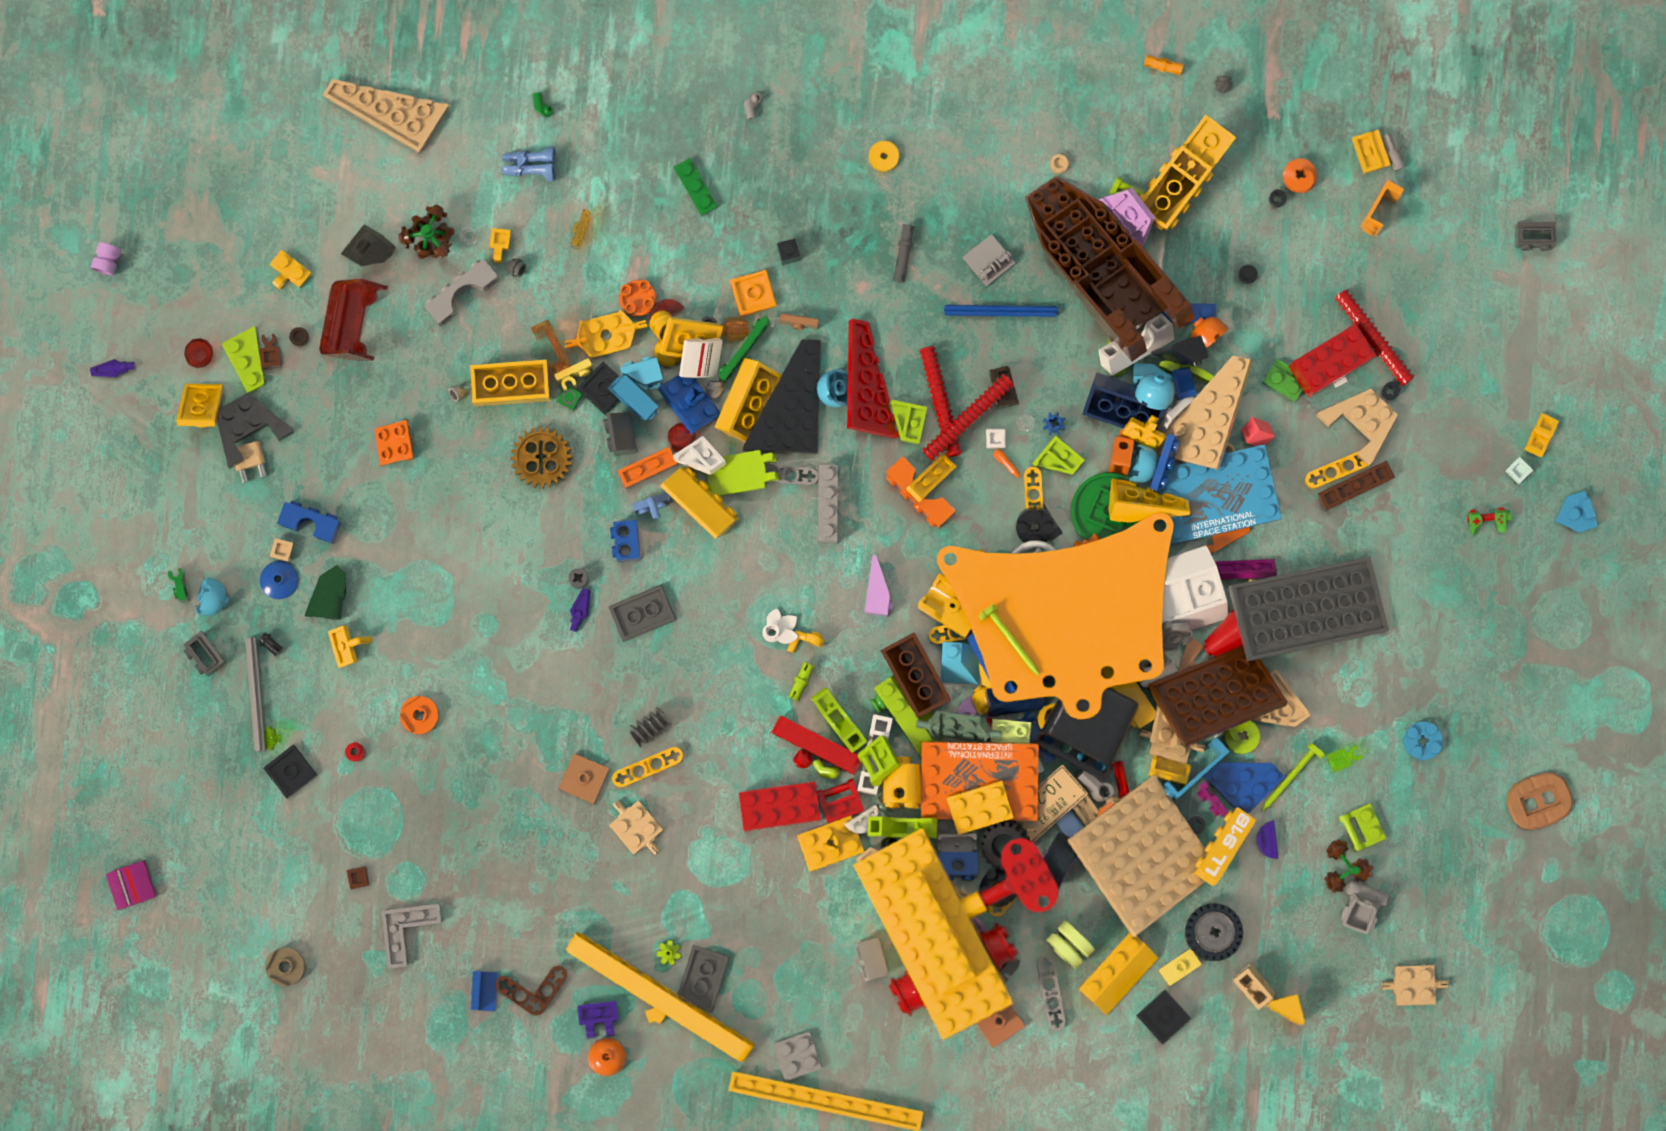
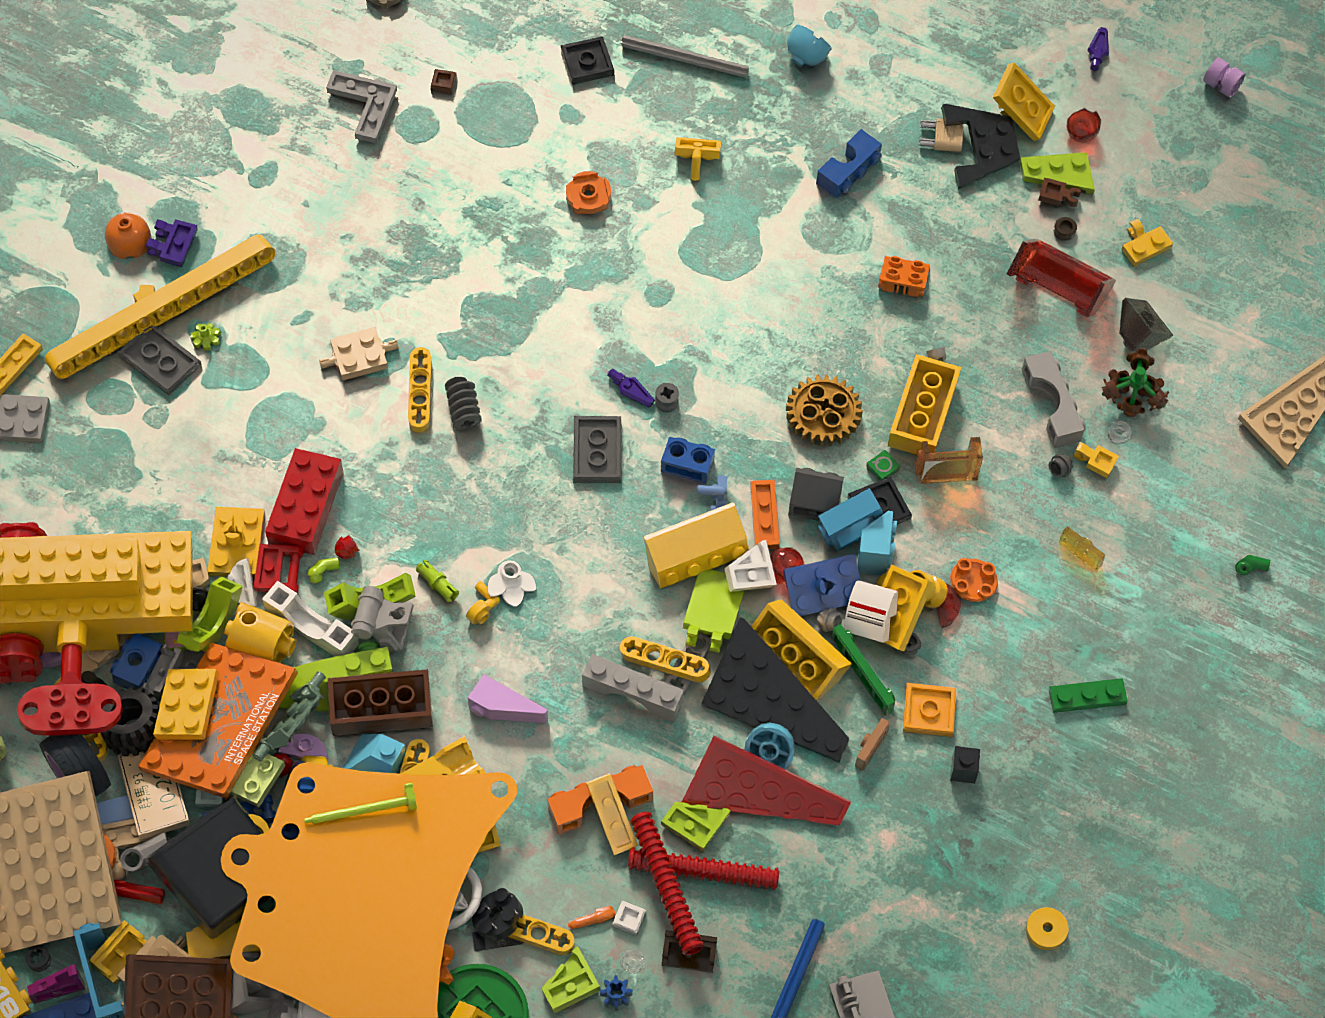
camera: 110 degrees right, 20 degrees down
(180, 591) = (830, 27): green plate -> none
(209, 648) = (749, 22): dark grey window -> none
(270, 644) = (732, 86): black pin -> none
(271, 738) = (630, 54): clear neon green plant -> none
(281, 550) = (830, 130): tan plate -> none
(285, 587) = (799, 127): blue dish -> none
(328, 595) = (758, 153): dark green panel -> none
(359, 756) = (578, 127): red plate -> none
(484, 991) = (263, 148): blue panel -> none
(523, 159) = (1191, 520): medium blue piece -> none
(537, 996) = (229, 195): reddish brown beam -> none
(580, 369) = (911, 486): light yellow plate -> none
(583, 778) = (439, 323): medium nougat plate -> none
(590, 333) = (947, 512): yellow plate -> none
(735, 329) = (892, 668): clear orange head -> none
(750, 104) = (1171, 796): light grey arm -> none
(800, 491) = (666, 656): none -> yellow beam
(816, 745) = (356, 566): red beam -> none
(855, 701) = (381, 619): none -> light grey piece
(871, 959) = (80, 525): light grey hinge -> none
(883, 757) = (298, 613): lime plate -> none
(903, 253) = (910, 900): dark grey pin -> none

